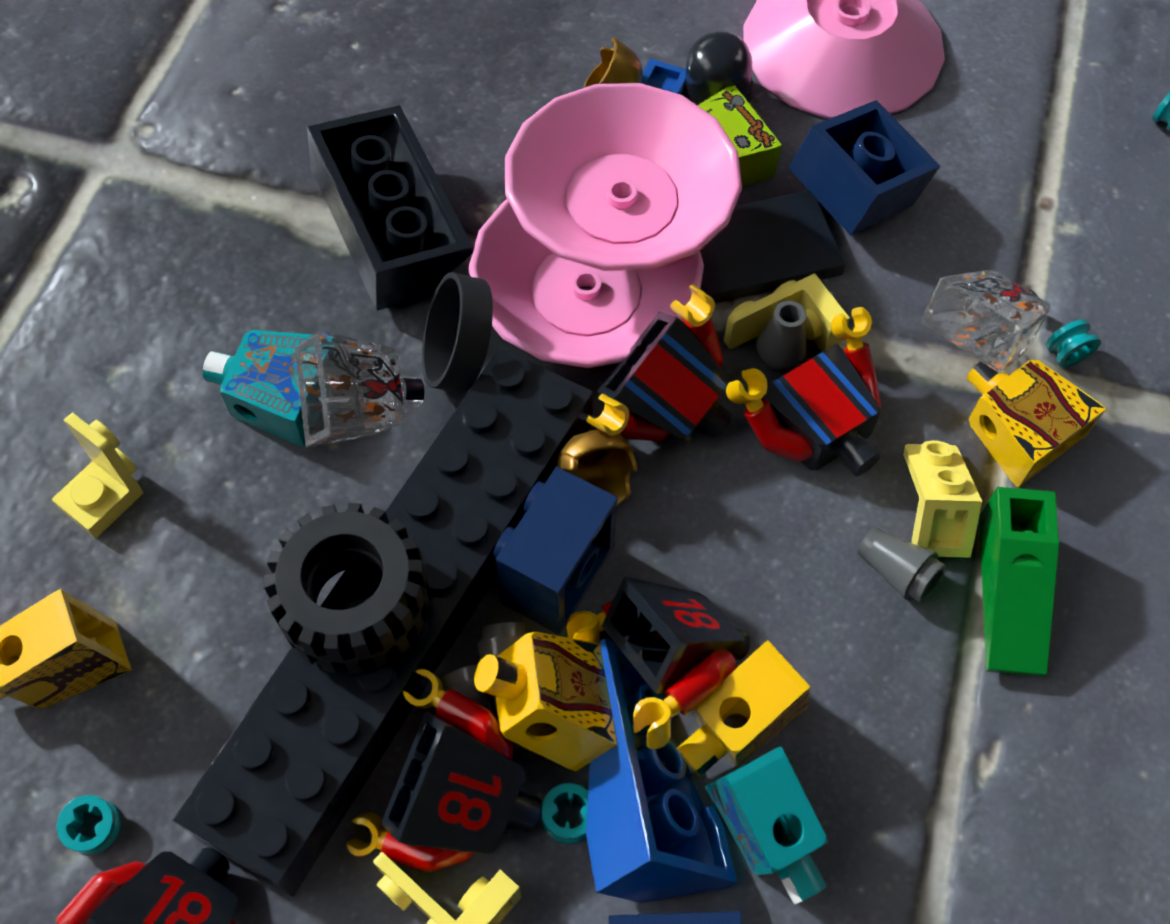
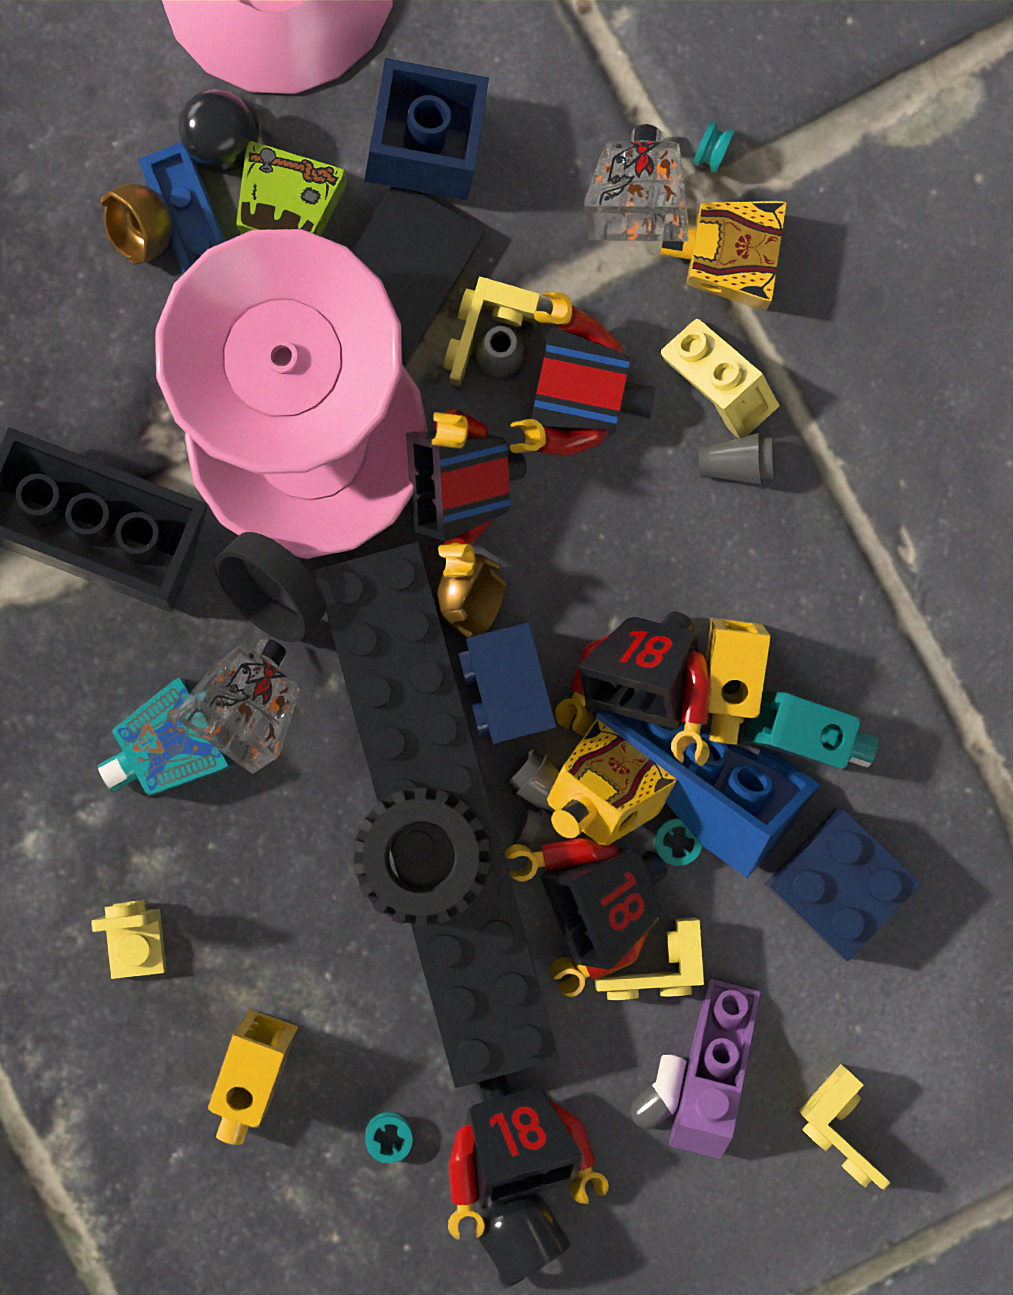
camera: 45 degrees left, 25 degrees up
(1018, 579) = (829, 403): green slope -> none

